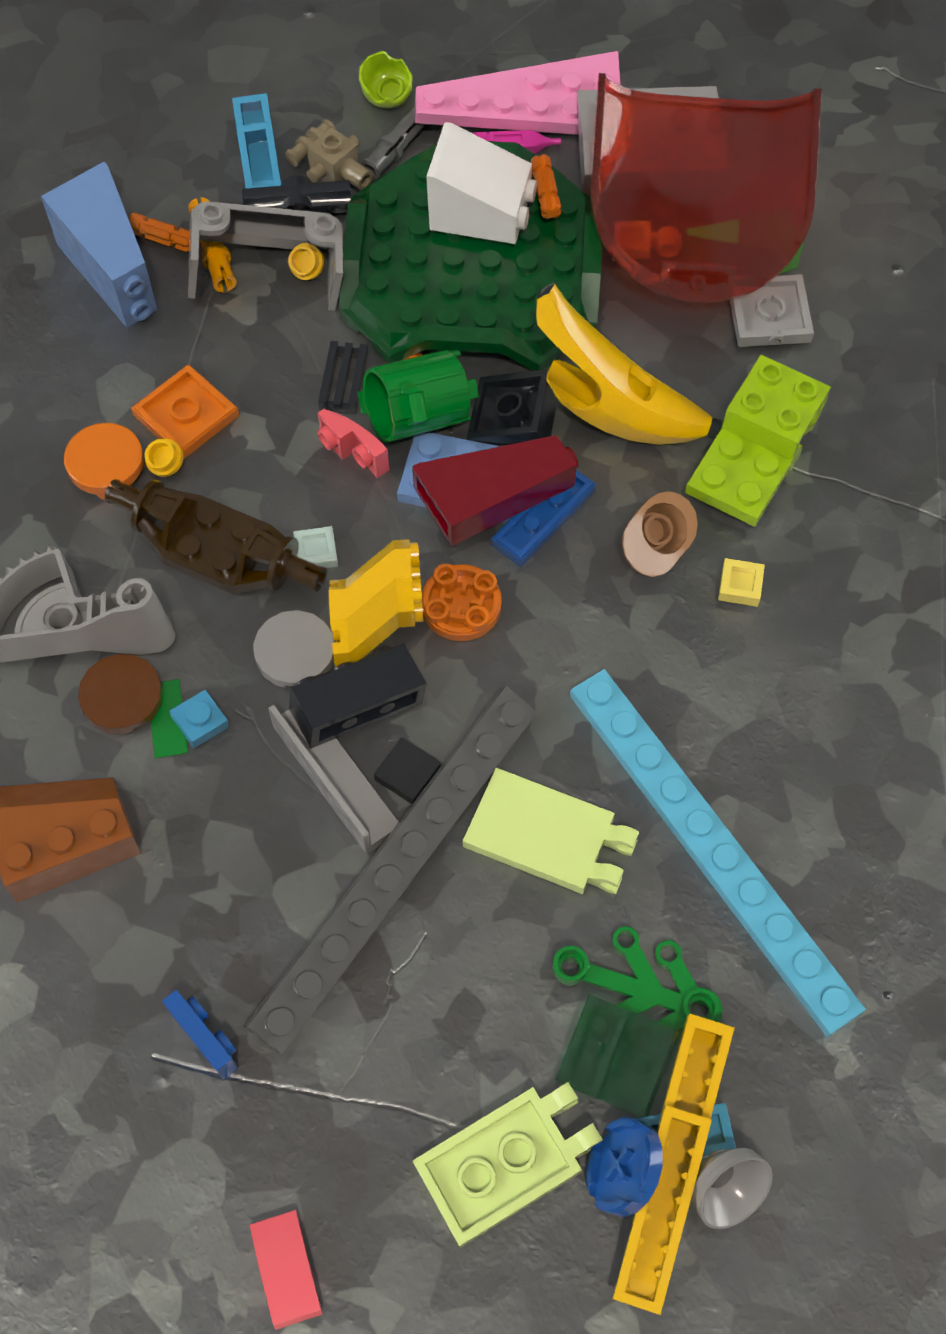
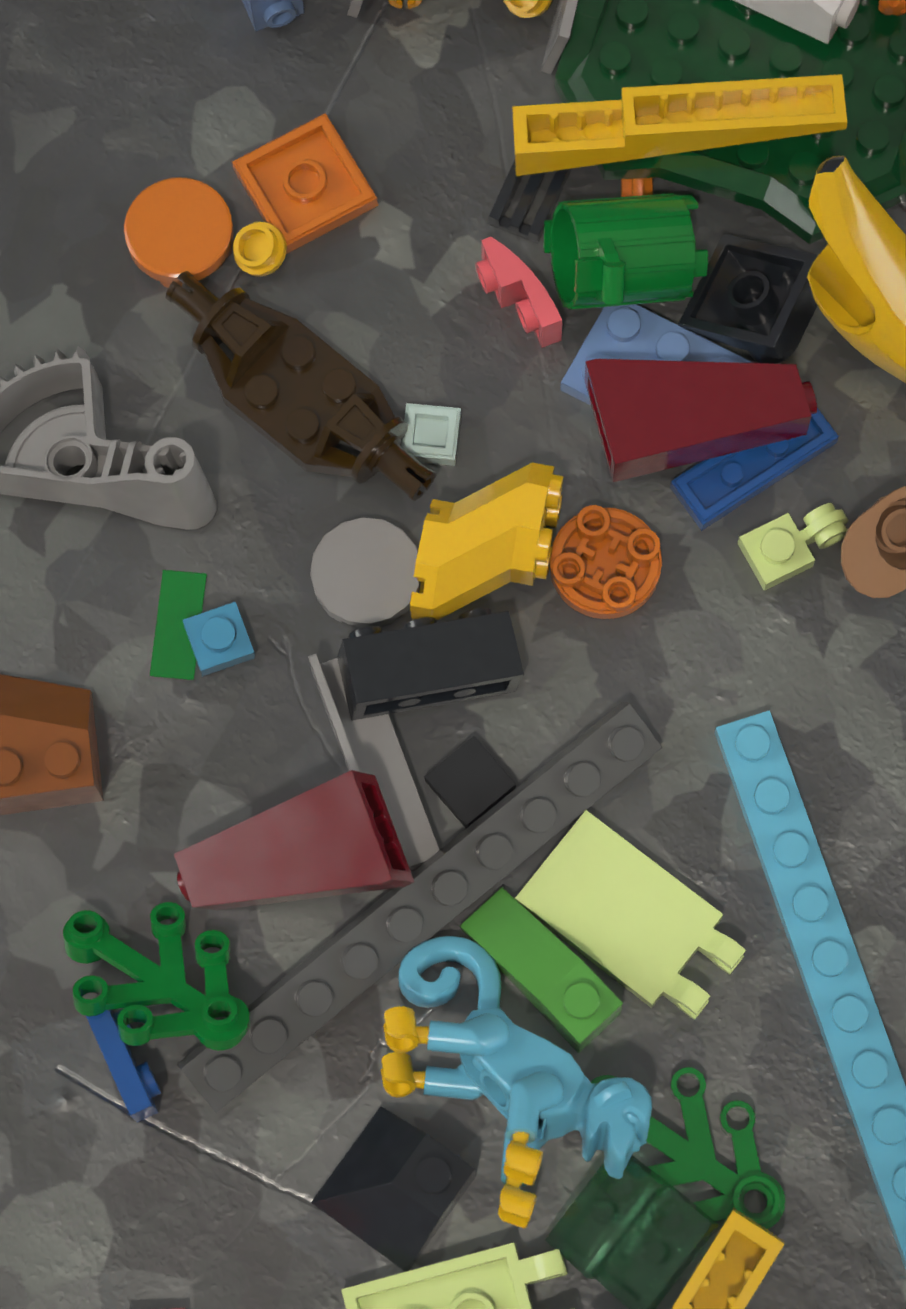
camera: 20 degrees right, 10 degrees up
(120, 693) = (125, 576): reddish brown tile -> none
(265, 980) = (156, 983): none -> green plant
(295, 843) = (305, 848): none -> dark red slope
(426, 307) = (674, 121): none -> yellow slope
(433, 1073) = (395, 1188): none -> black slope
(499, 886) = (543, 969): none -> bright green slope
(501, 958) = (518, 1072): none -> medium azure animal
(580, 566) = (781, 550): none -> yellowish green plate

